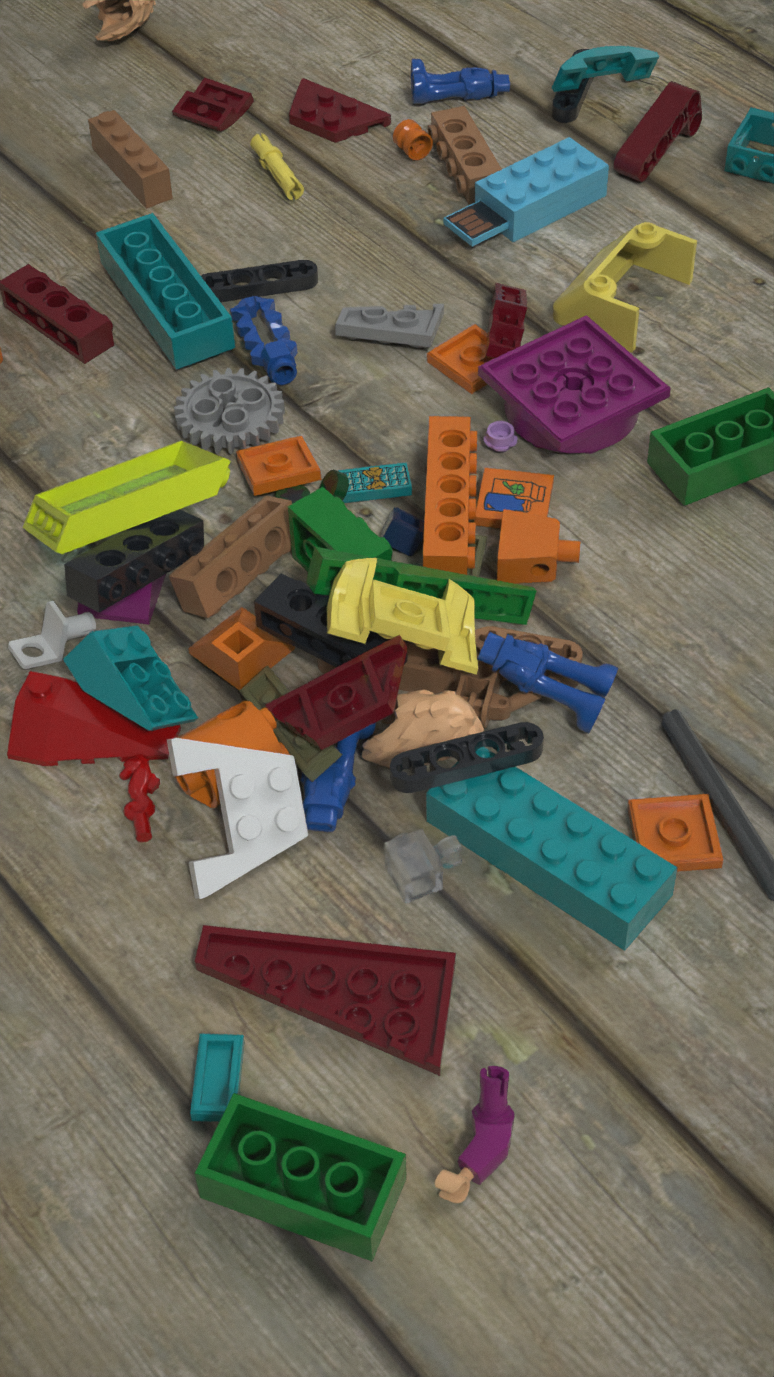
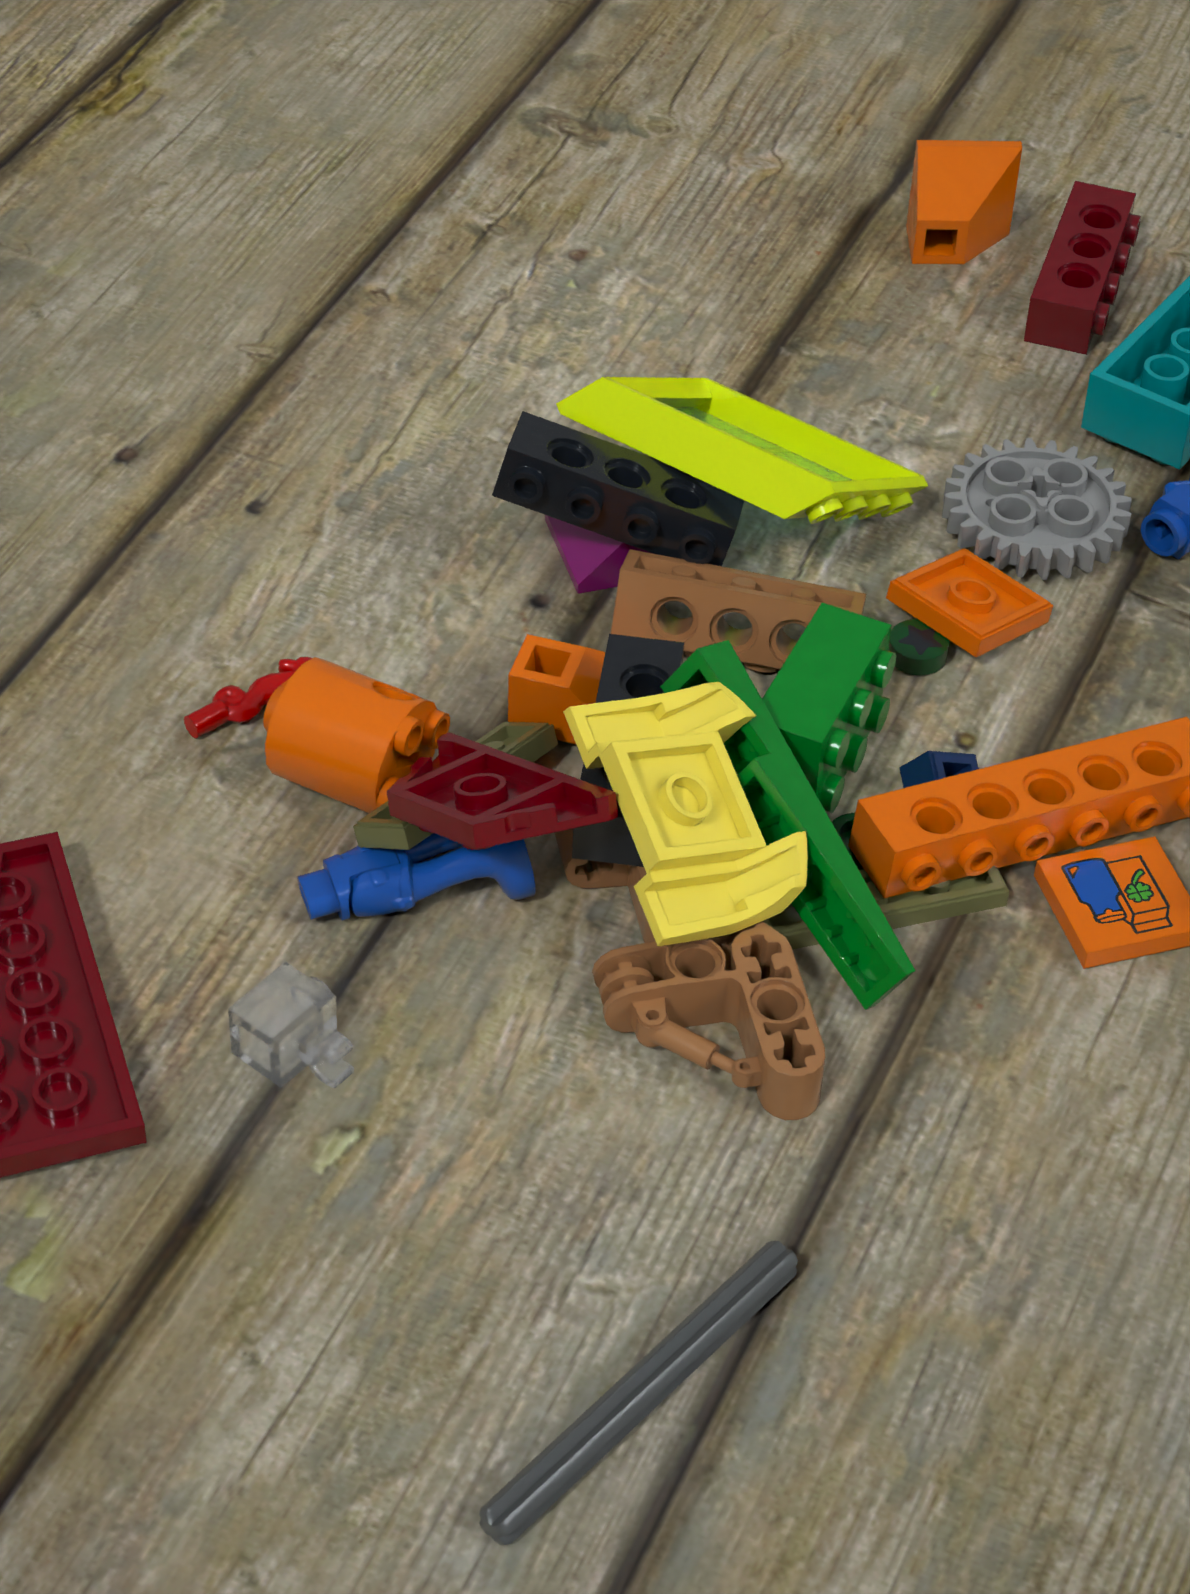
camera: 60 degrees right, 5 degrees down
(54, 634) = (472, 501): white bracket -> none
(62, 722) = (335, 583): red wedge -> none
(129, 677) = (423, 591): teal slope -> none
(257, 803) = (281, 796): white wing -> none
(336, 483) = (966, 676): dark green tile -> none
(378, 482) = (1020, 716): teal tile -> none
(421, 721) = (525, 927): light nougat head -> none
(464, 750) = (479, 976): black beam -> none
(525, 667) = (721, 1006): blue piece -> none
(531, 548) = (1012, 949): orange torso -> none
(555, 850) = (404, 1179): teal brick -> none
(677, 830) = (541, 1342): orange tile -> none

